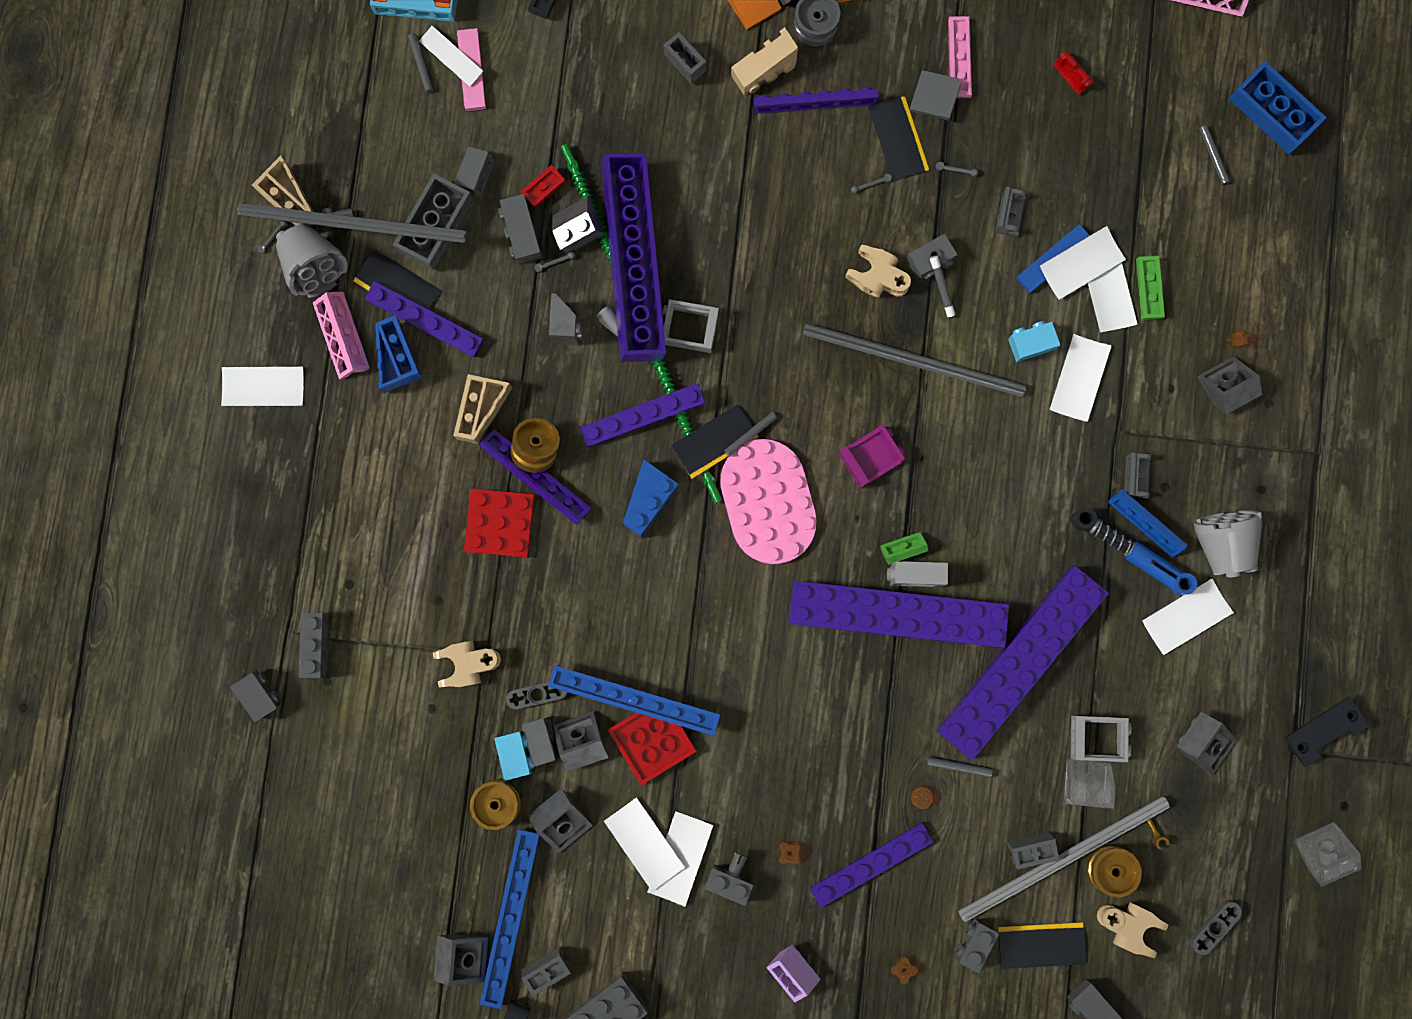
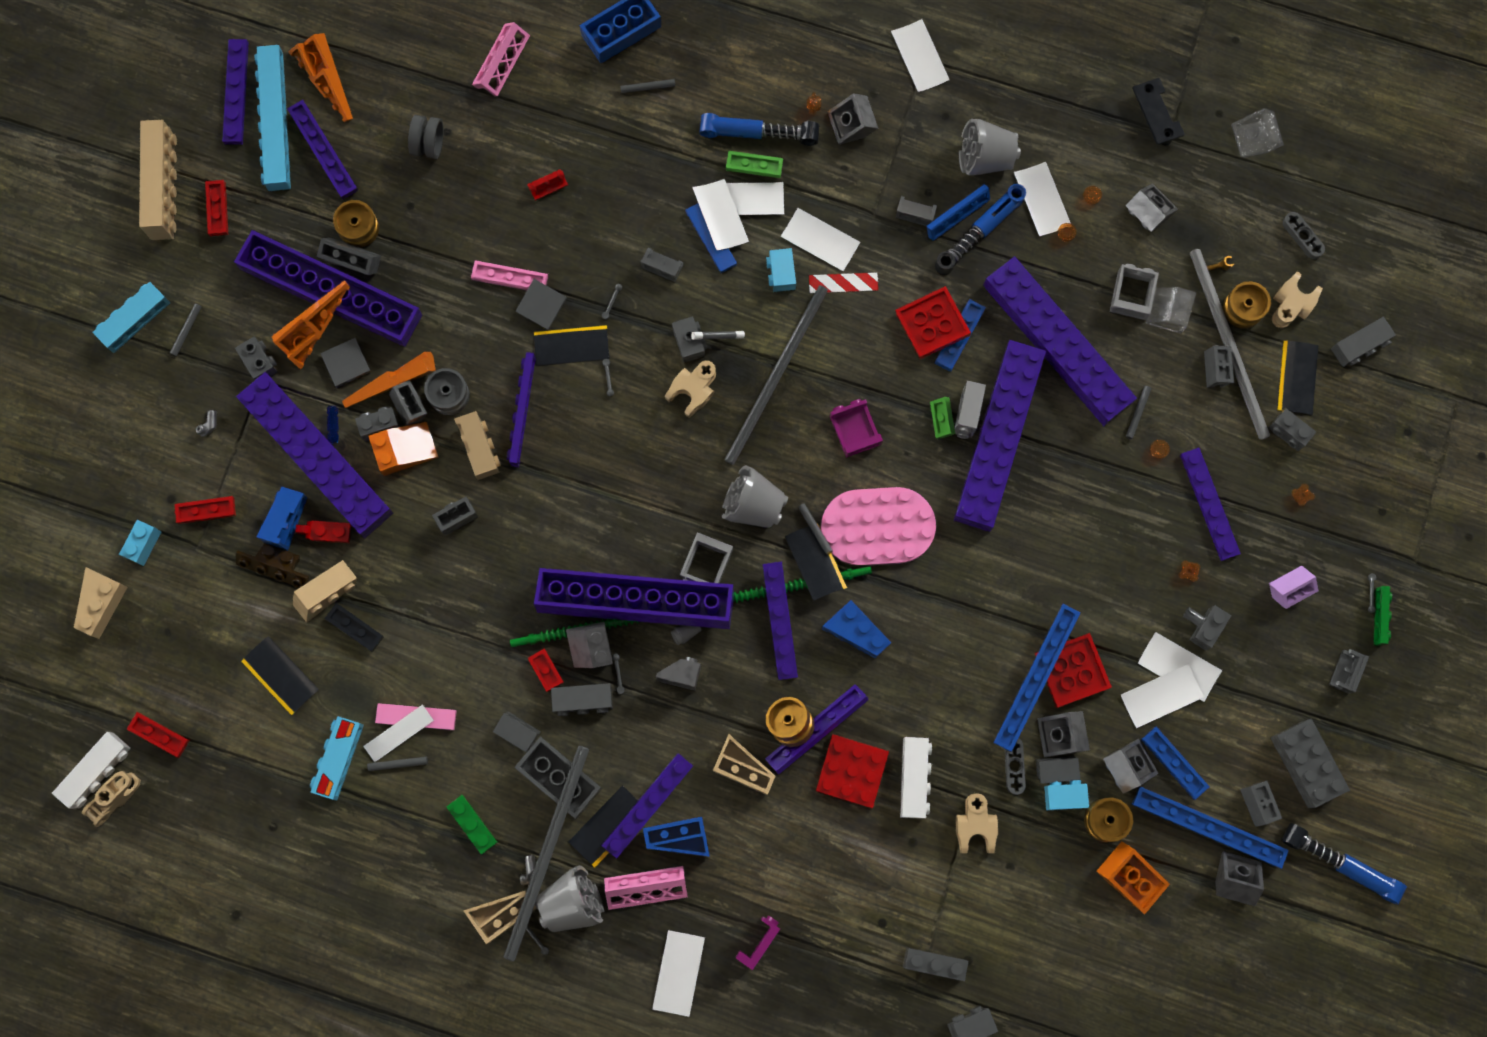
camera: 85 degrees left, 5 degrees down
(283, 449) = (751, 961): none -> magenta panel
(373, 149) = (472, 824): none -> green plate
(441, 841) = (1133, 877): none -> orange slope
(502, 589) = (914, 778): none -> white brick
(573, 869) = (1175, 763): none -> blue tile
(765, 360) = (753, 500): none -> light grey cone
(1004, 551) = (948, 356): none -> blue tile
(1010, 517) = (933, 322): none -> red plate
(1037, 414) = (844, 282): none -> sticker
(1154, 650) = (1066, 232): none -> clear orange plate
(1184, 234) = (713, 125): none -> piece
(1206, 672) = (1092, 195): none -> clear orange plate
(1327, 447) = (920, 55): none -> white sticker

